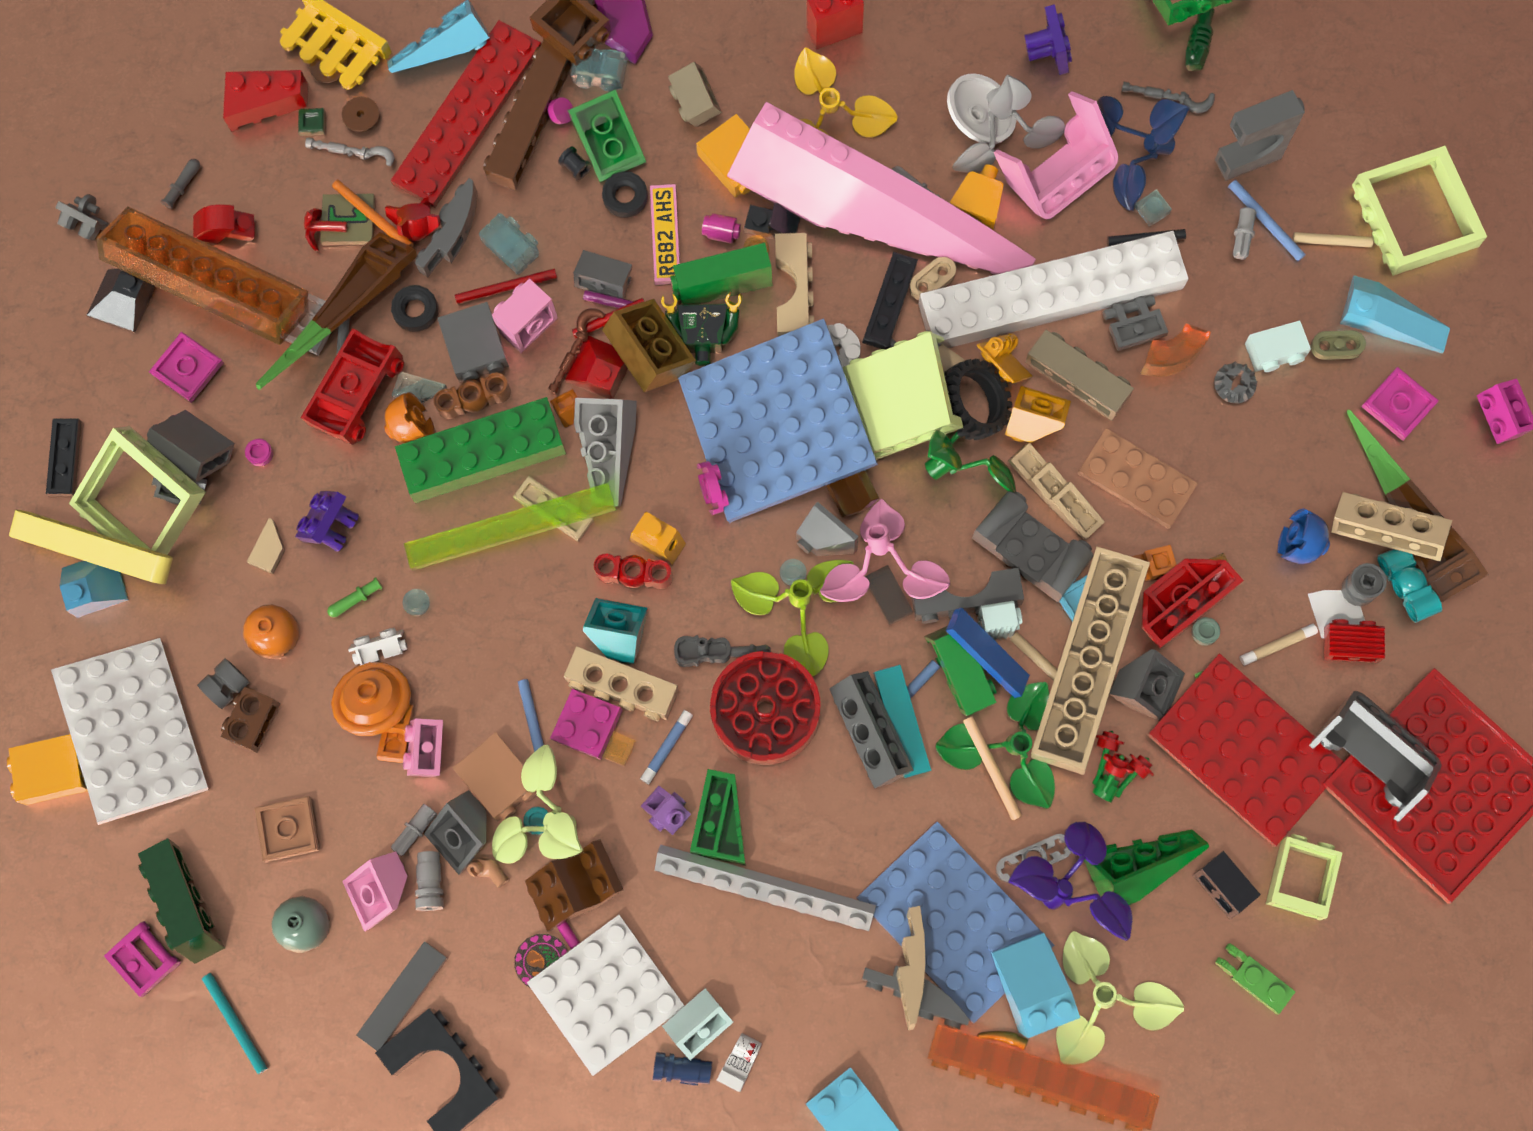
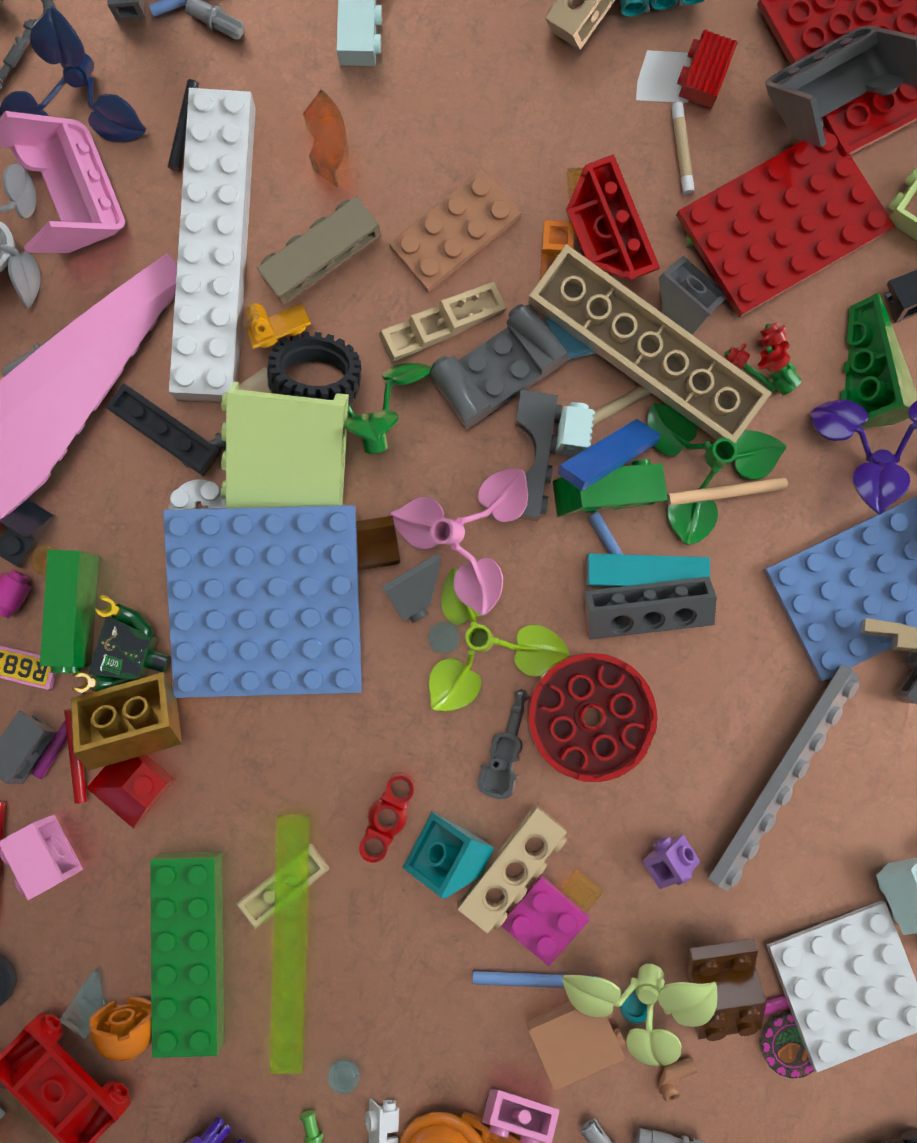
camera: 80 degrees left, 10 degrees up
(459, 831) = (624, 1099): dark grey slope -> none
(460, 395) = (117, 959): dark orange piece -> none
(473, 342) = (53, 925): dark grey brick -> none
(565, 407) = (168, 833): orange slope -> none
(581, 335) = (70, 790): copper piece -> none
(606, 440) = (220, 800): light grey wedge -> none
(656, 537) = (359, 778): light orange torso -> none
(666, 747) = (596, 837): medium blue bar -> none
(710, 487) = (308, 699): dark pink plate -> none
(719, 820) = (704, 806): green wedge -> none
(792, 257) = (72, 523): tan arch -> none
(889, 595) = (501, 540): clear smoke tile -> none
(931, 279) = (152, 375): tan plate -> none
(980, 196) = (72, 286): light orange torso -> none
(1036, 415) = (351, 311): light orange slope -> none
(1049, 842) = (842, 469): light grey beam -> none
(1137, 329) = (287, 170): dark grey plate -> none
(1153, 208) = (150, 105): clear light blue plate -> none
(1205, 631) = (649, 215): sand green tile -> none
(1224, 384) = (381, 101): dark grey gear -> none
(1305, 538) = (580, 78): blue cylinder -> none
(1364, 584) = (651, 34): dark grey wheel -> none

